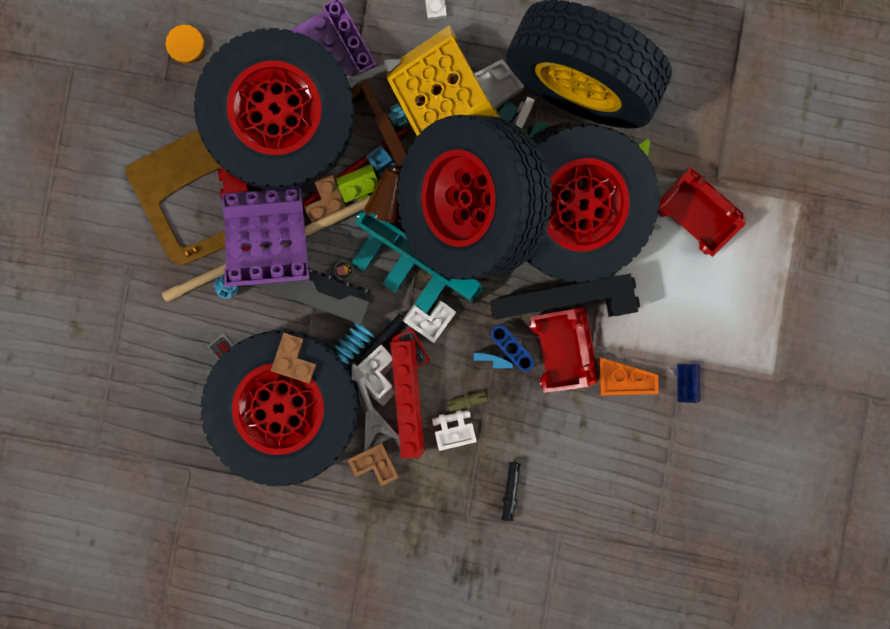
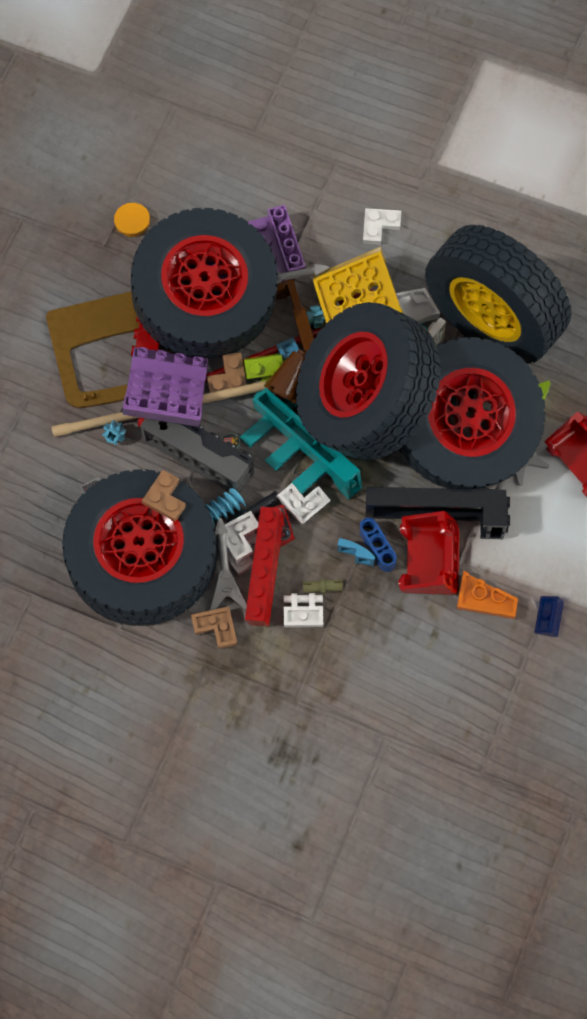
camera: 15 degrees right, 20 degrees down
(511, 491) = (344, 688): black pin -> none

